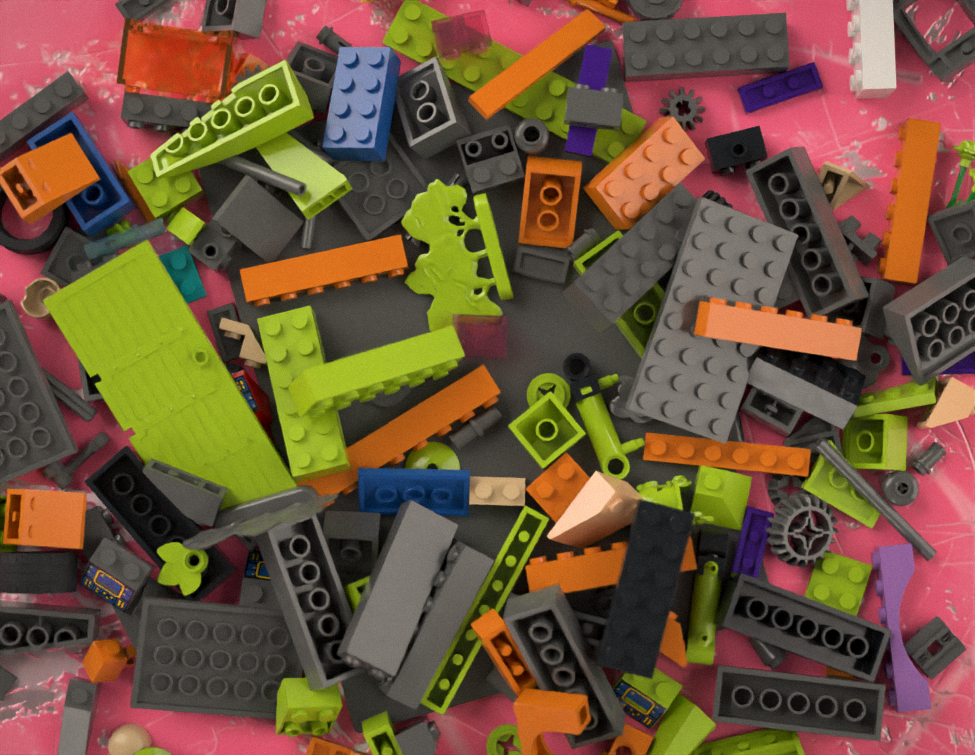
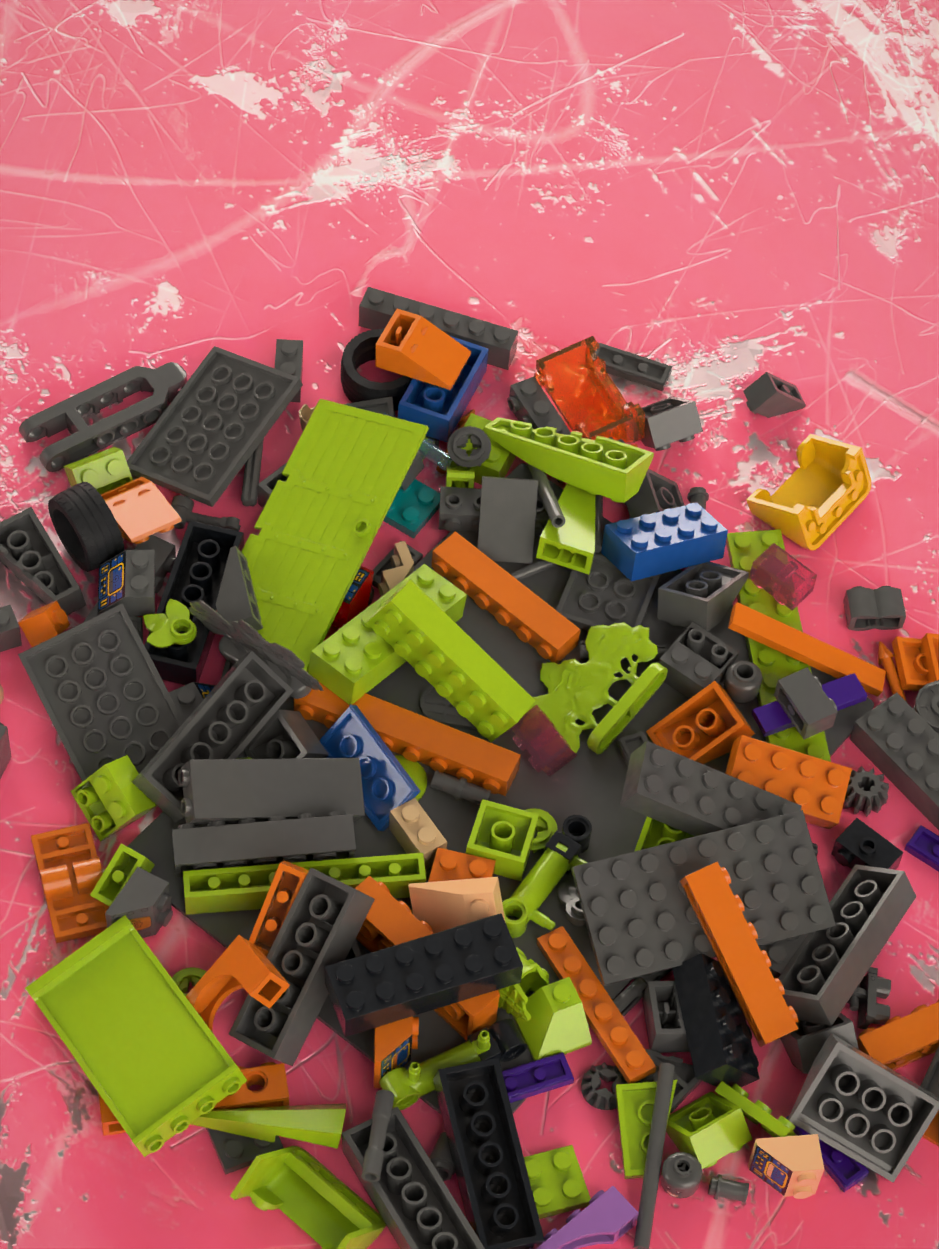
camera: 50 degrees right, 30 degrees down
(153, 203) = (478, 439): none -> dark grey gear
(645, 697) = (326, 1071): slope -> none
(749, 711) = (374, 1153): none -> dark grey piece
(794, 517) = (584, 1122): dark grey gear -> none
(839, 184) = (906, 954): tan slope -> none
(864, 363) = (771, 1073): dark grey plate -> none

